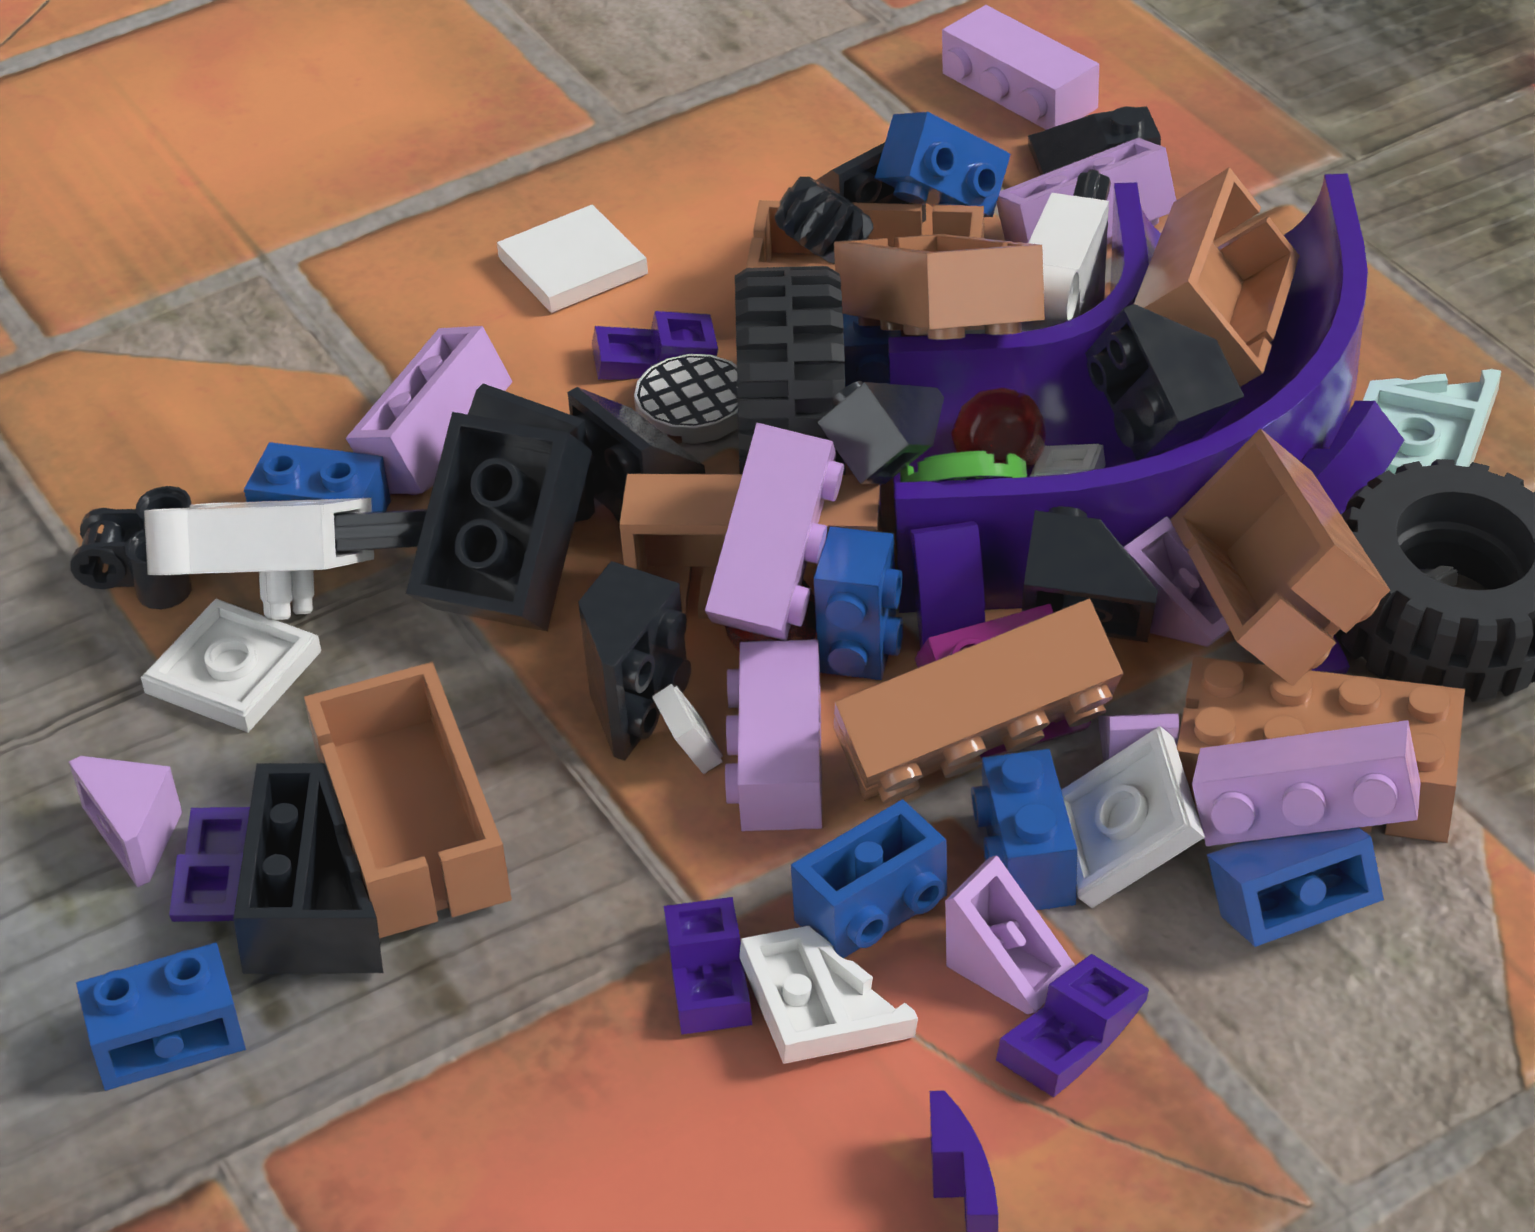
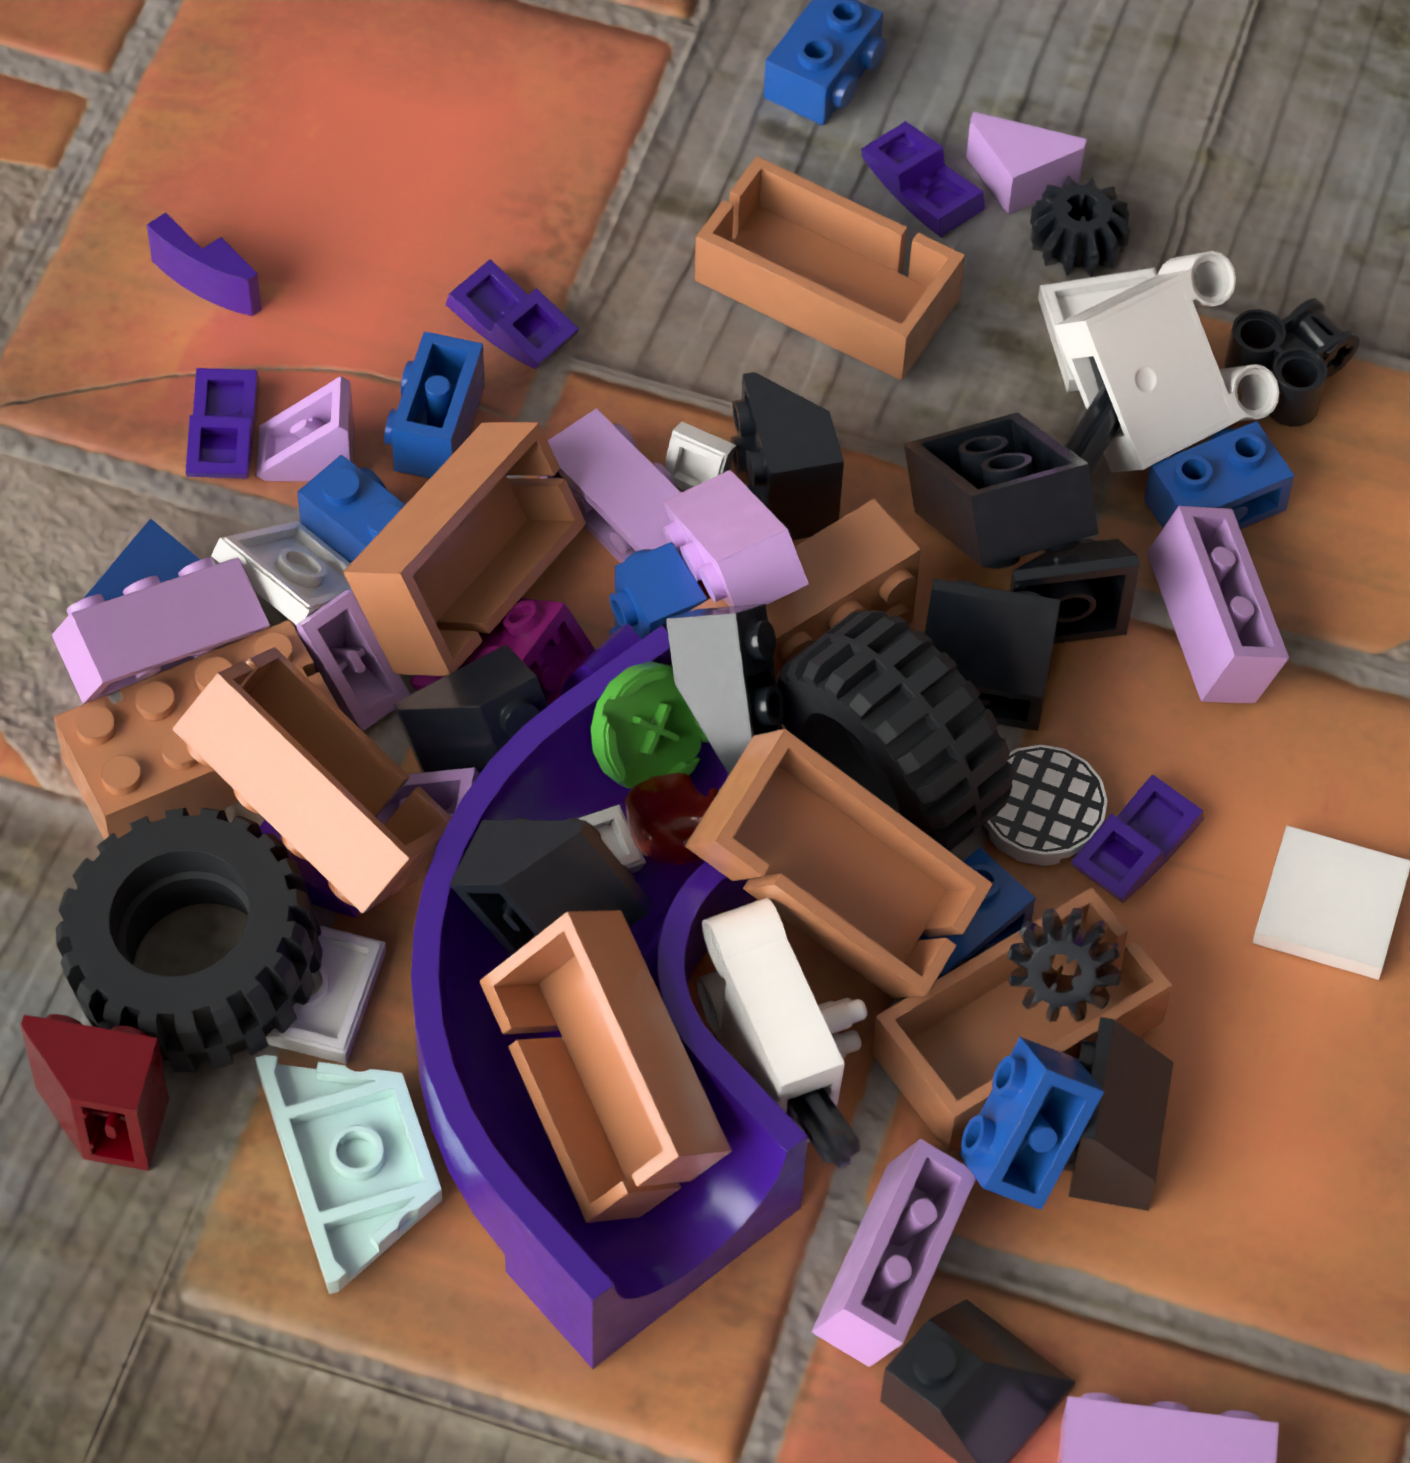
camera: 135 degrees right, 15 degrees up
(157, 727) = (1079, 226): none -> black gear
(300, 882) = (836, 151): black wedge -> none
(816, 998) = (393, 321): white wing -> none
(1357, 454) = (376, 1032): dark purple slope -> none

